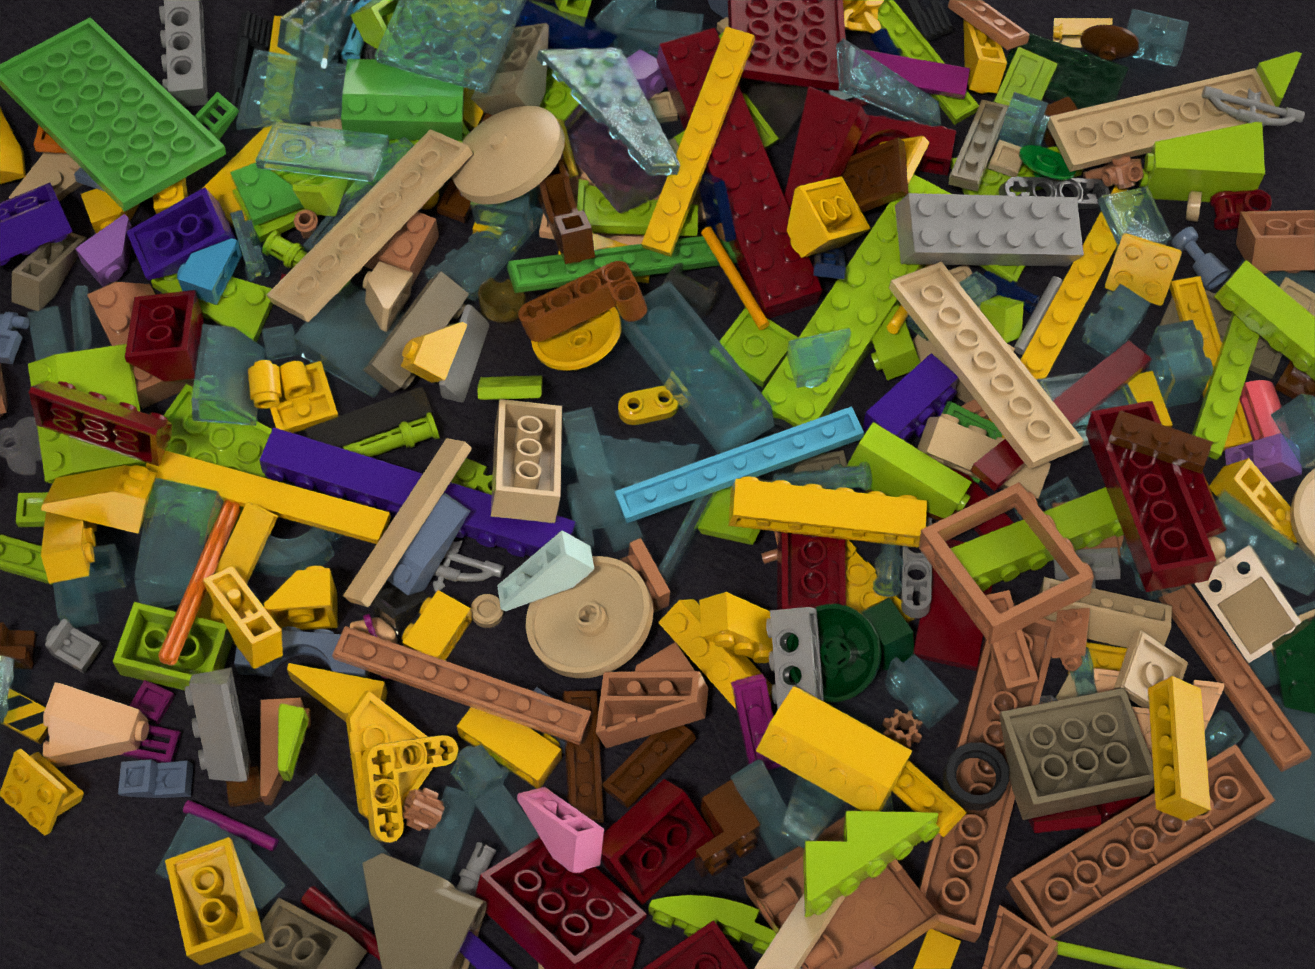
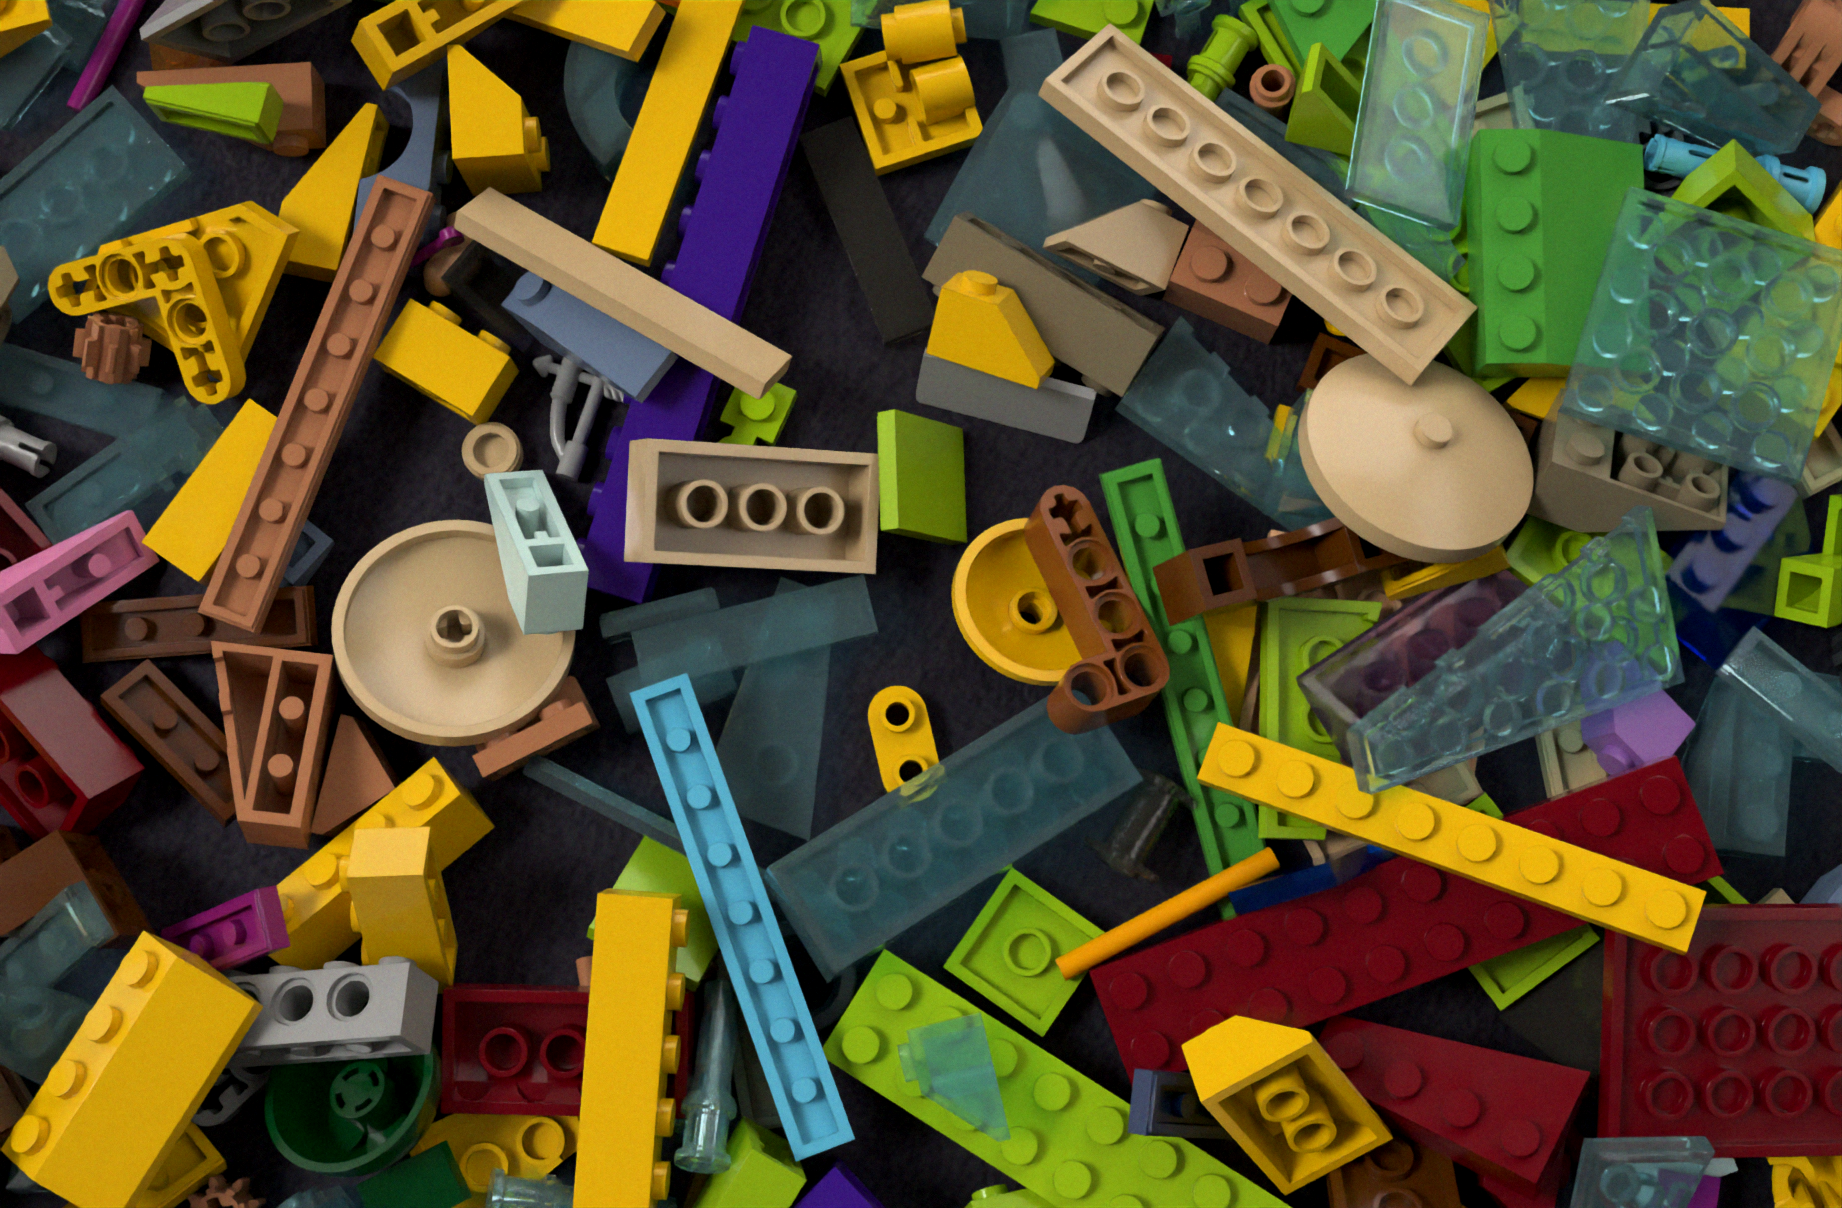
camera: 90 degrees right, 15 degrees up
(405, 434) = (837, 294): lime pin -> none
(499, 300) = (1108, 445): clear yellow hair -> none

